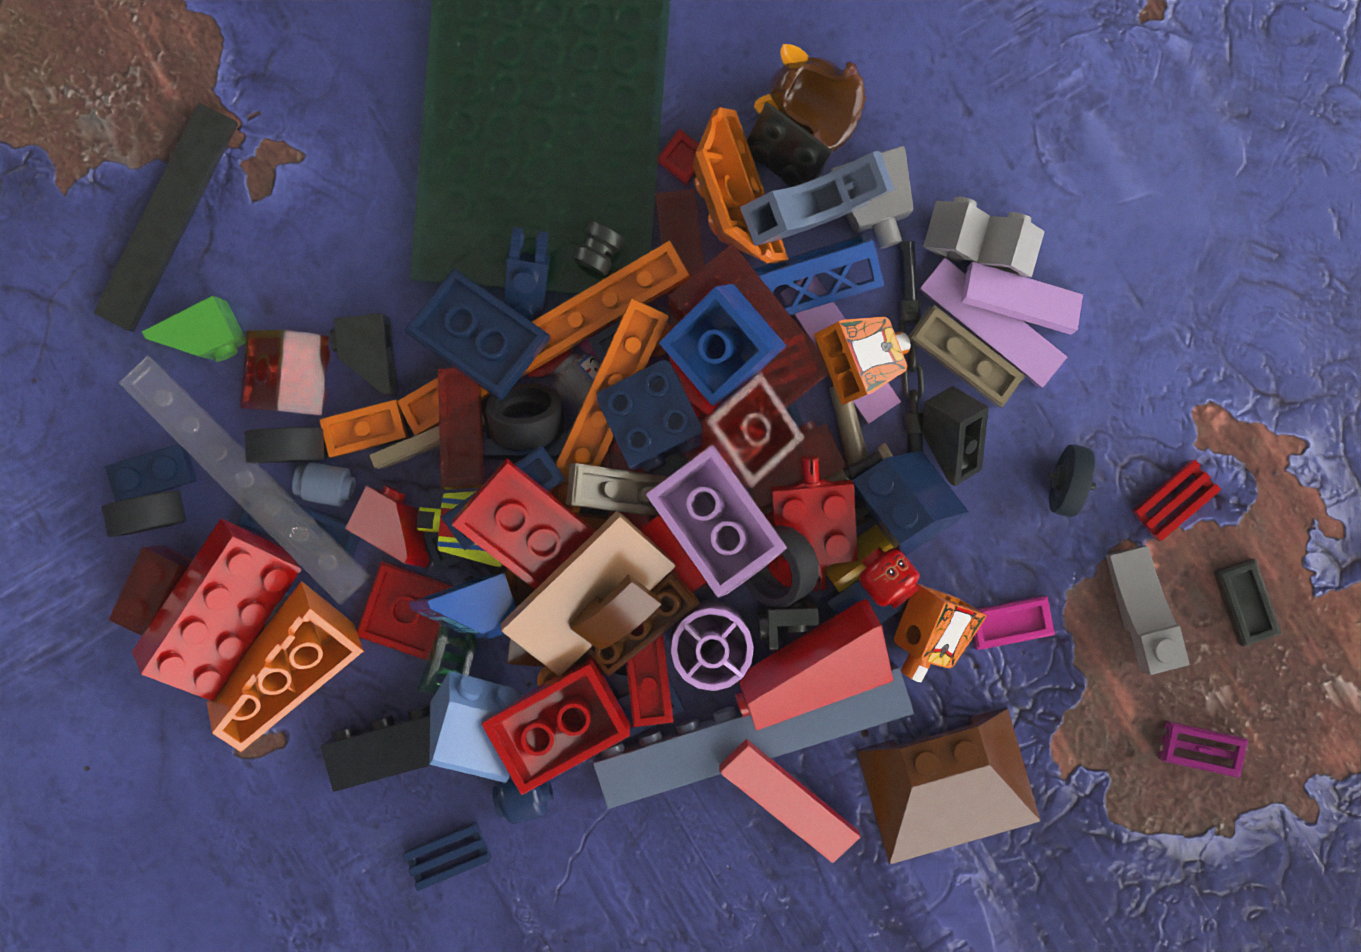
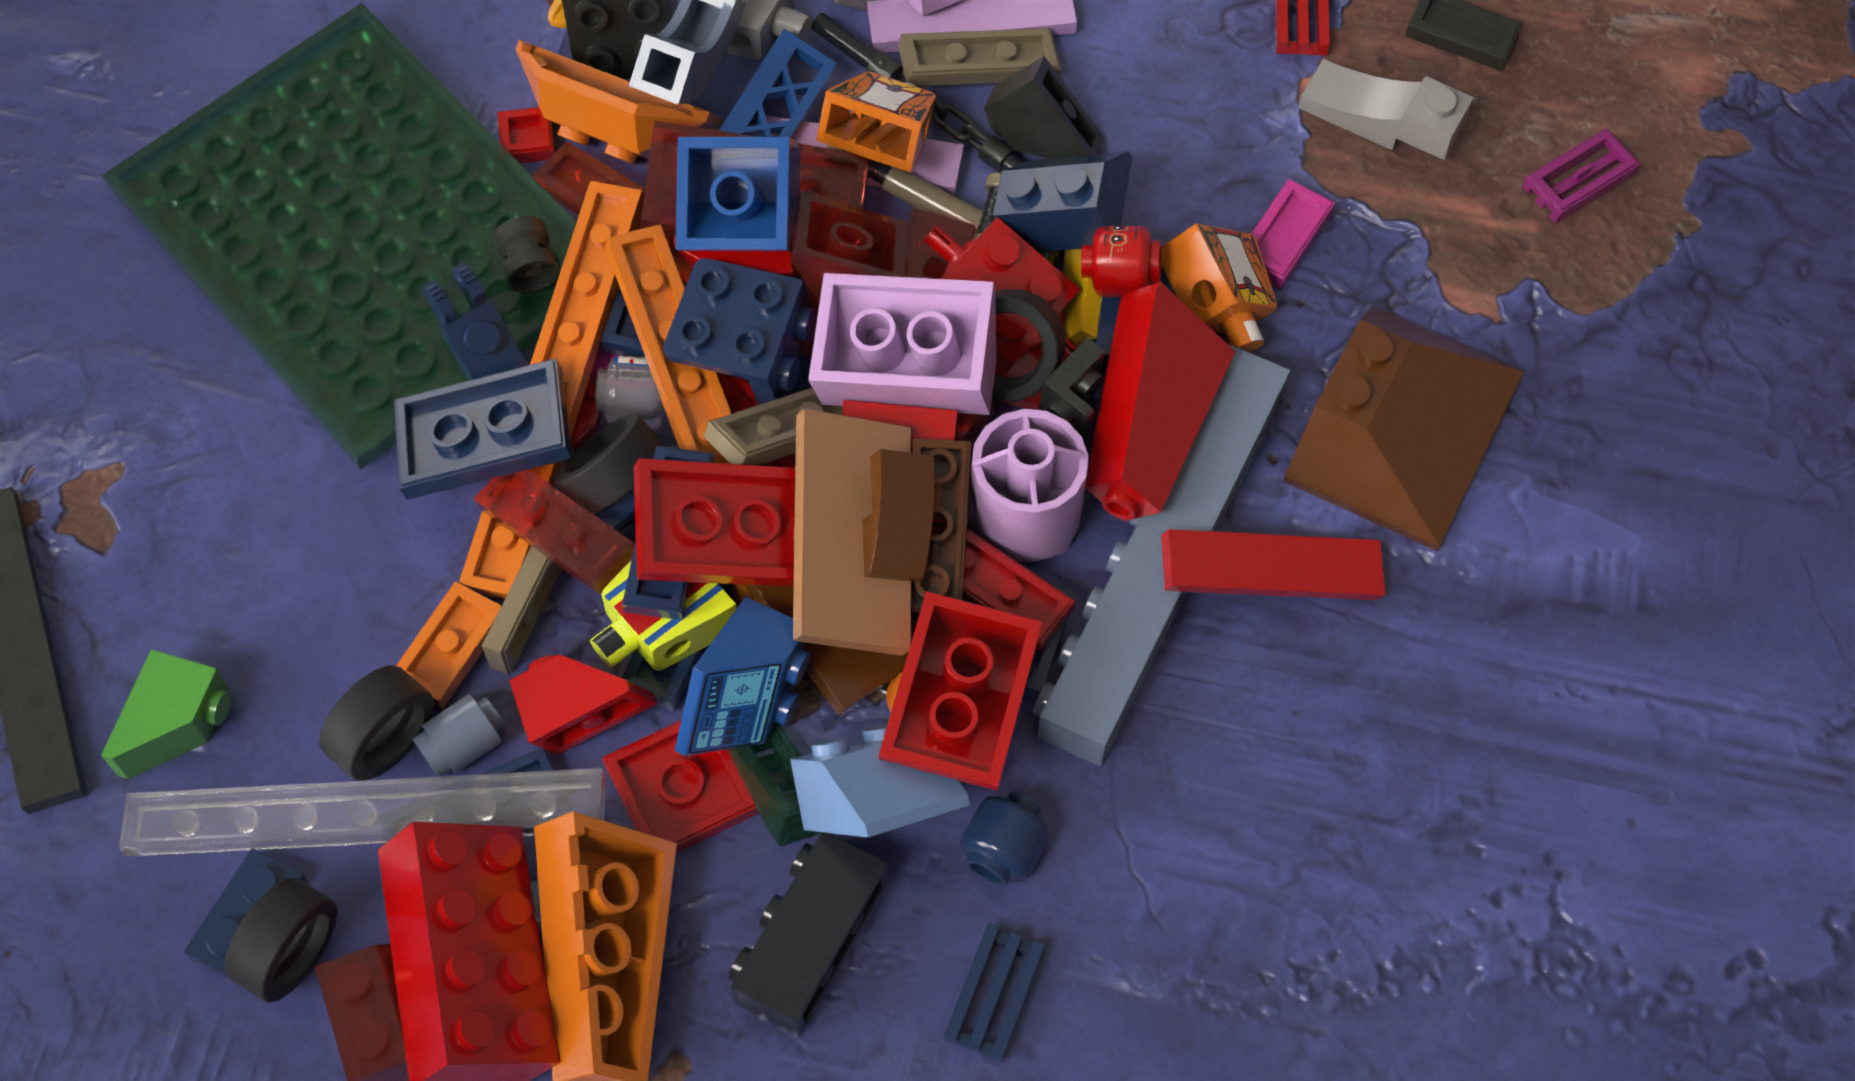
camera: 45 degrees left, 25 degrees down
(285, 371) = (298, 664): clear red slope -> none
(367, 348) = (376, 565): pearl dark grey slope -> none
(1071, 480) = (1191, 60): black wheel -> none

